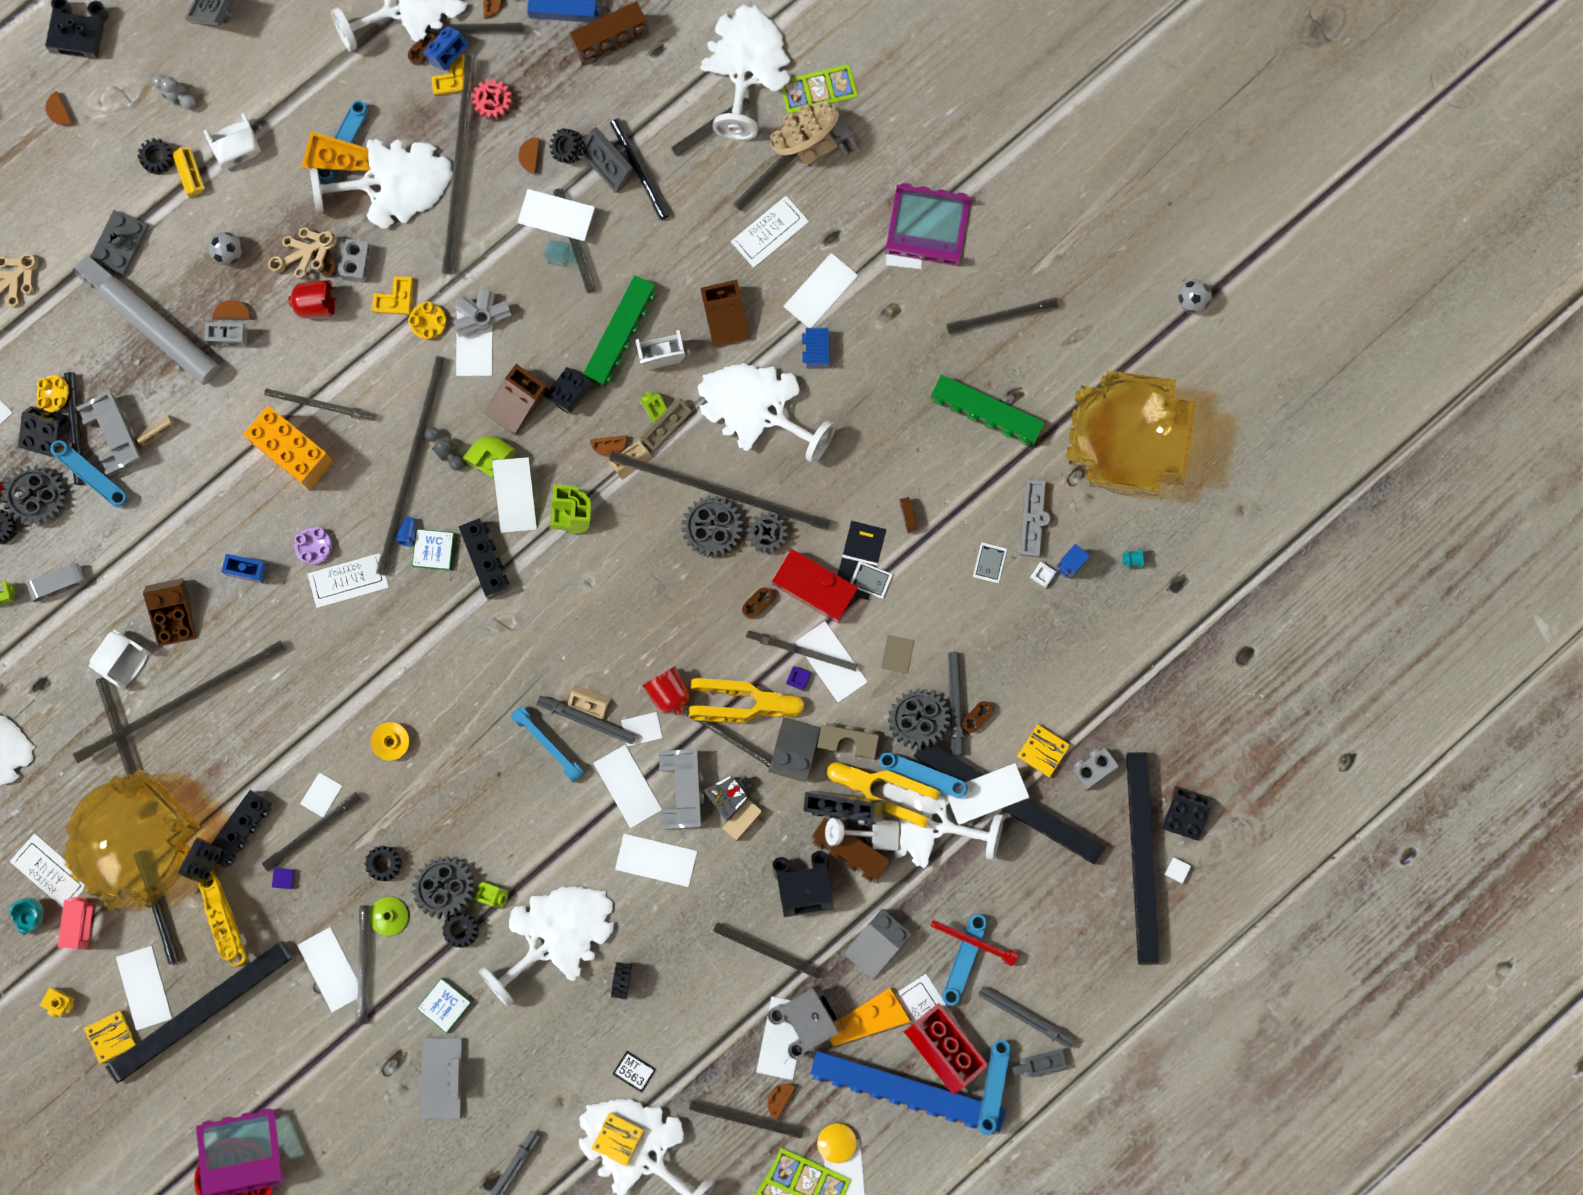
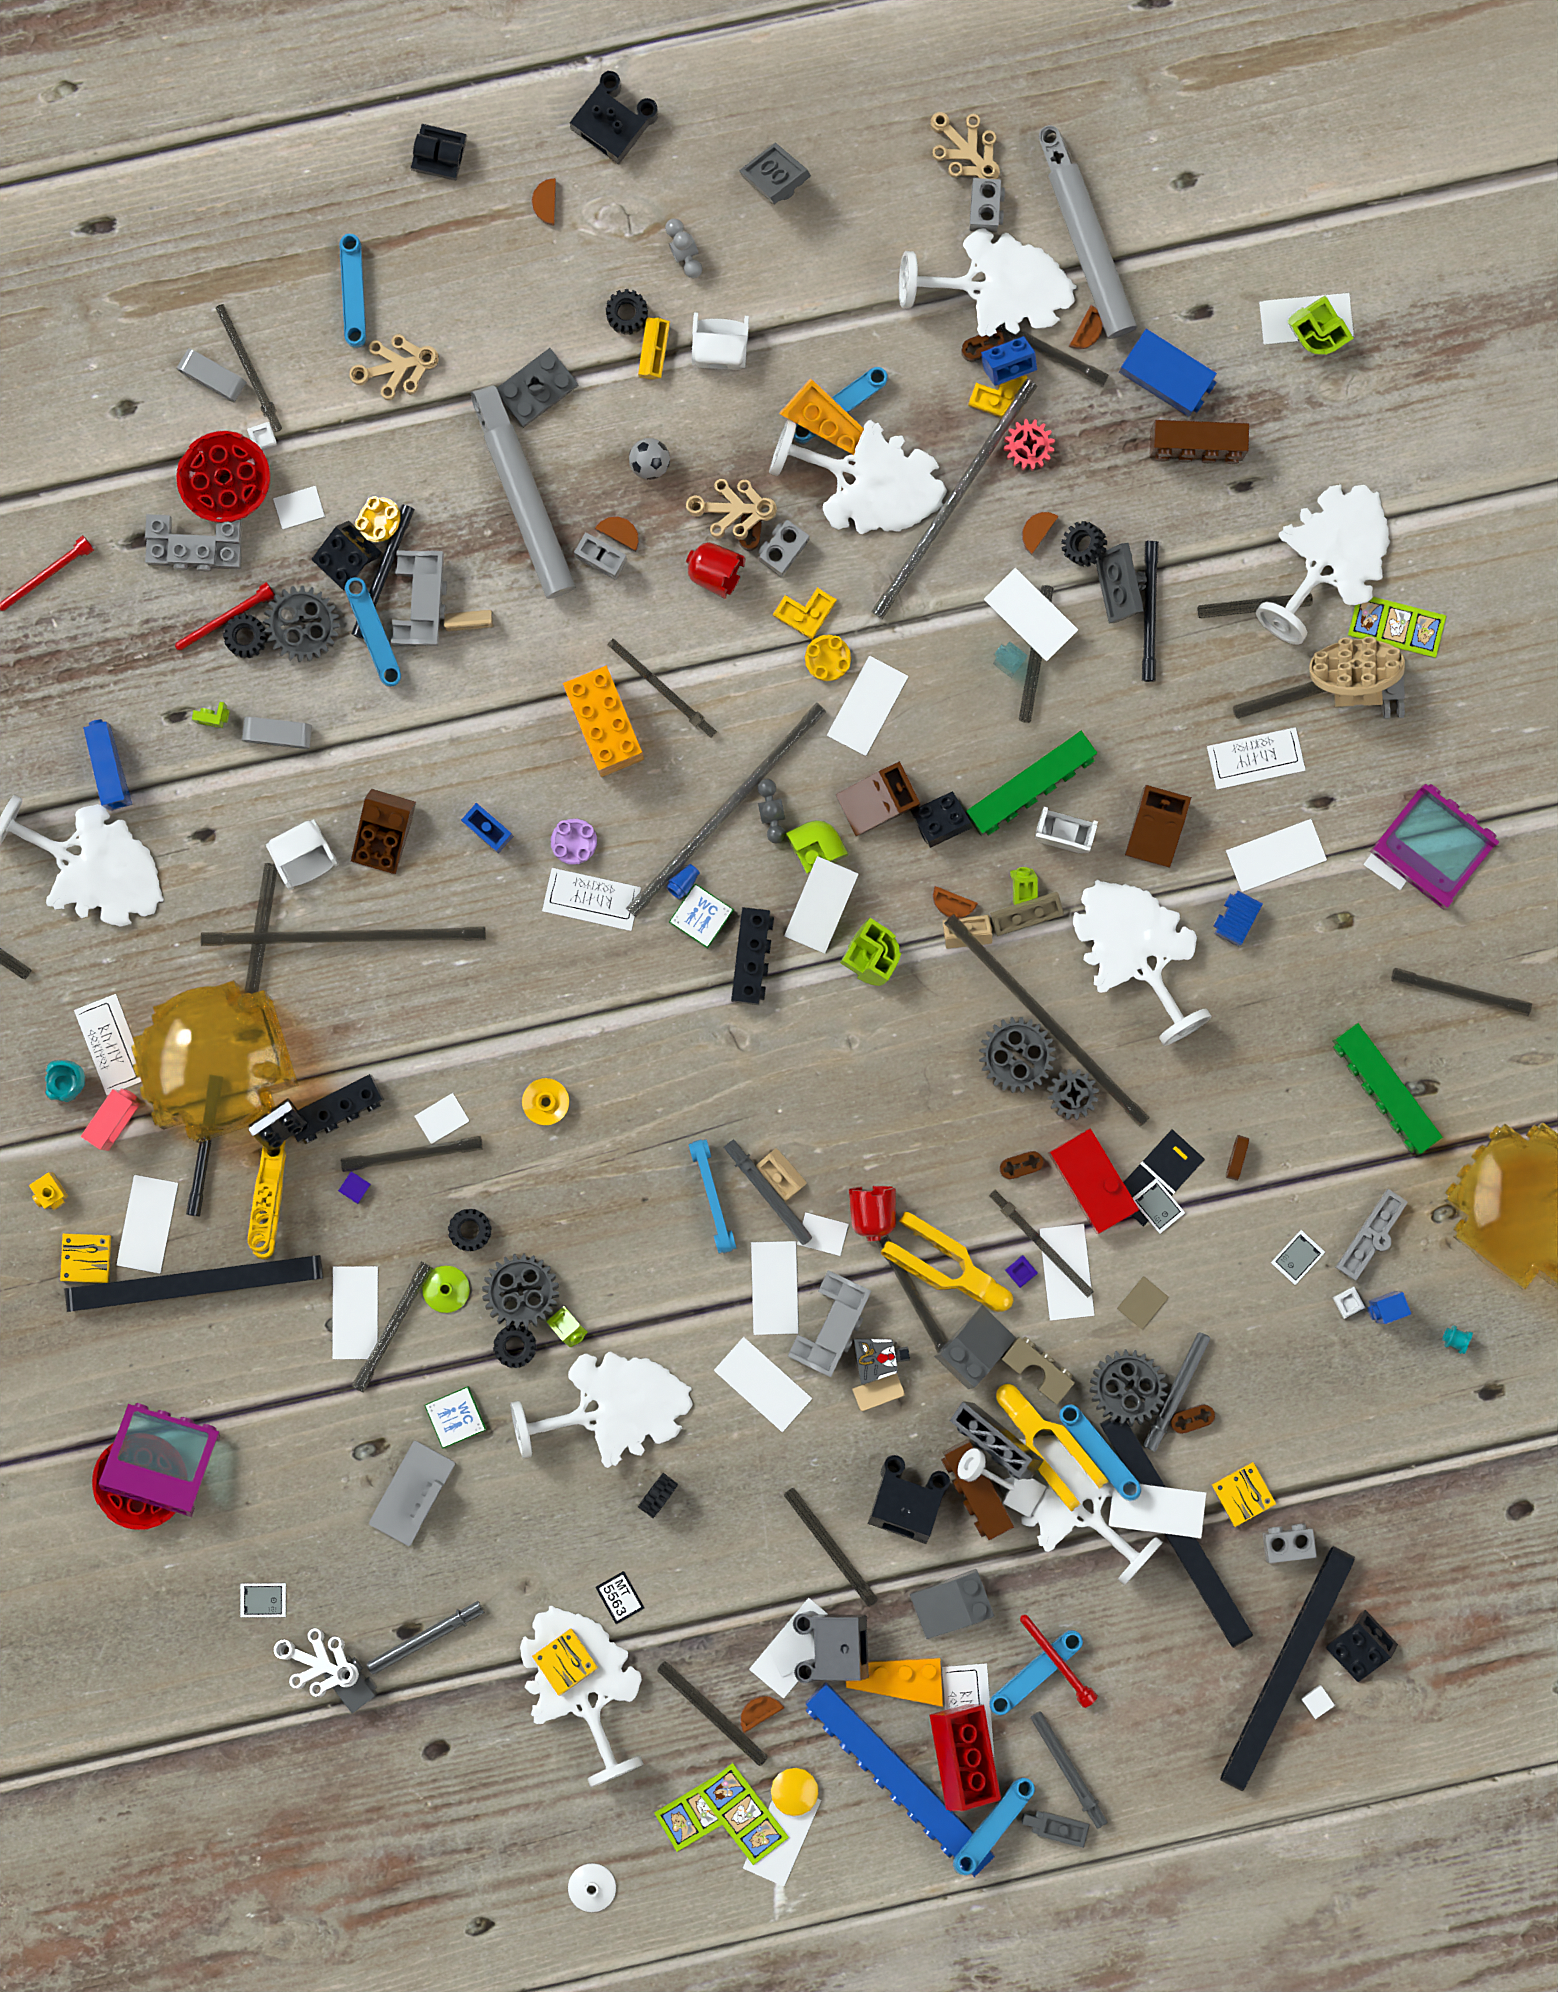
camera: 25 degrees right, 5 degrees up
(483, 307) = (897, 676): light grey piece -> none

